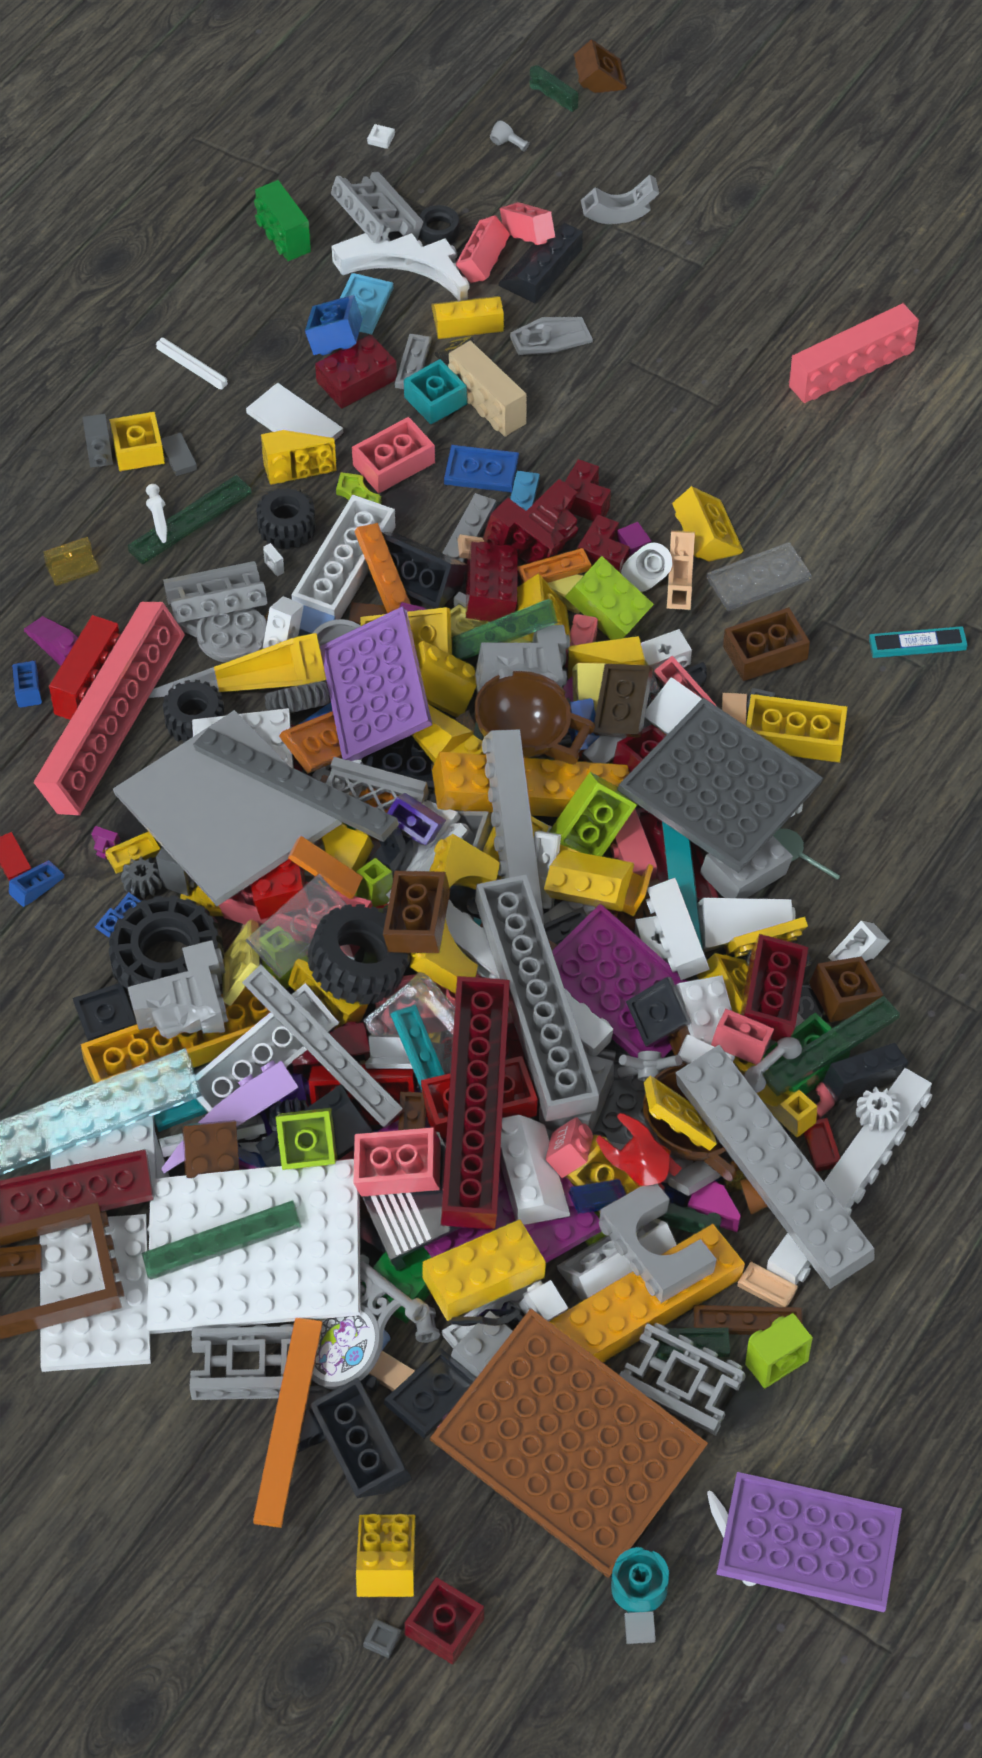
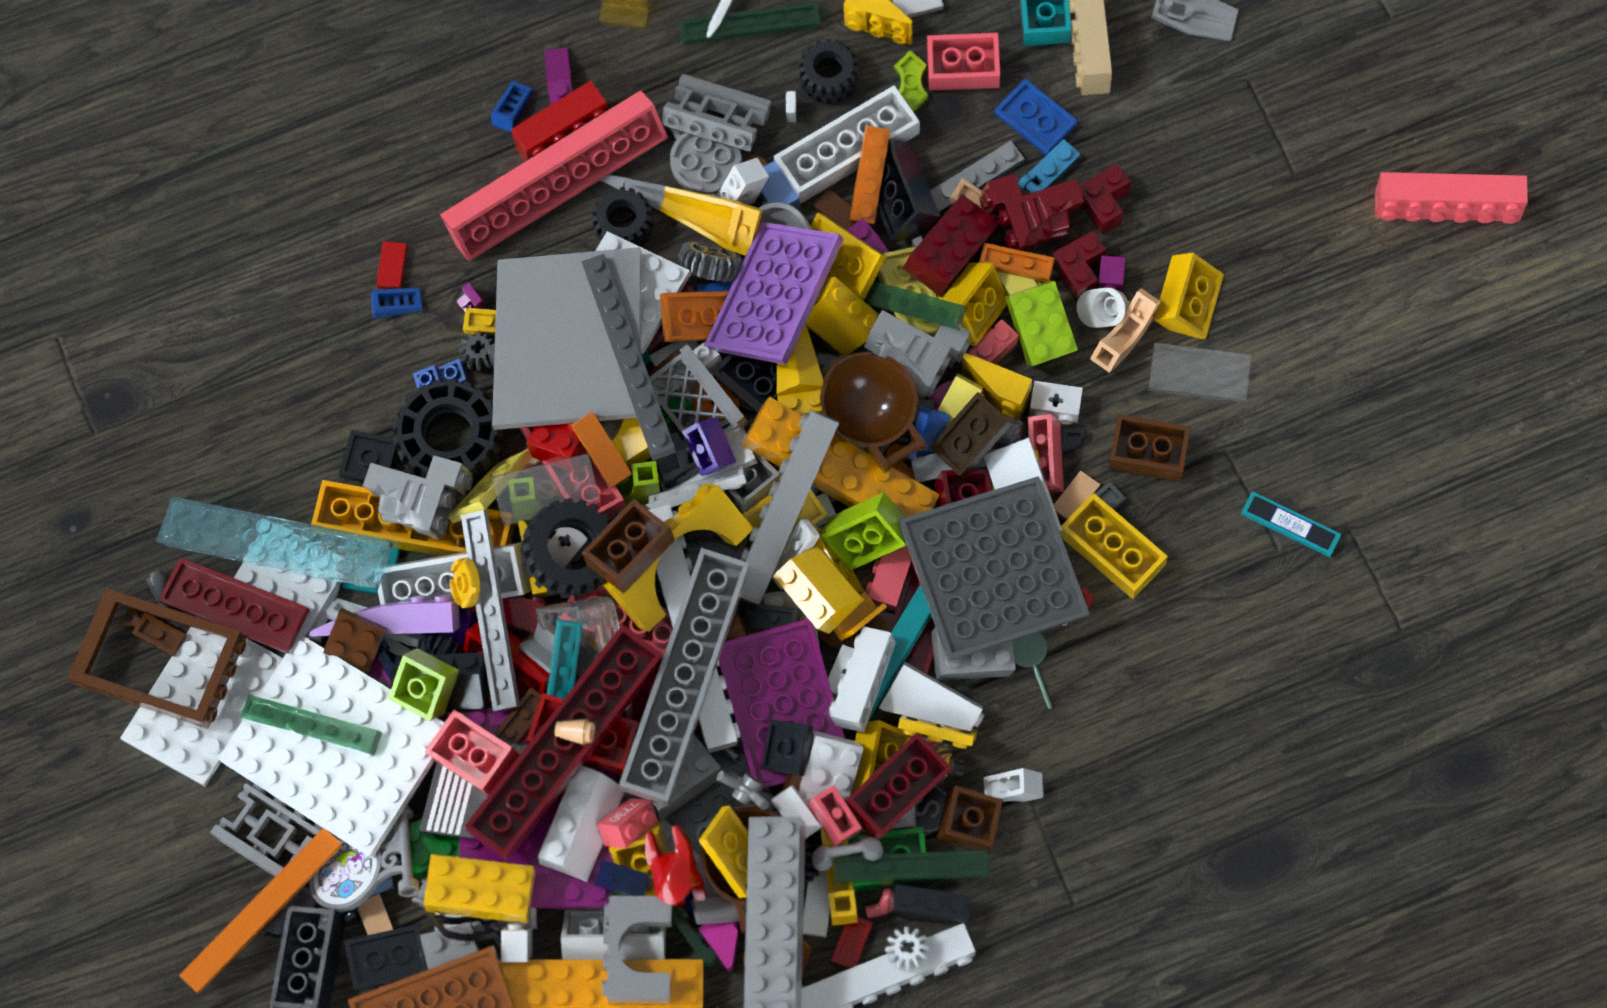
camera: 40 degrees right, 15 degrees up
(283, 1036) = (466, 583): none -> yellow tile
(484, 1075) = (576, 730): none -> light nougat cone

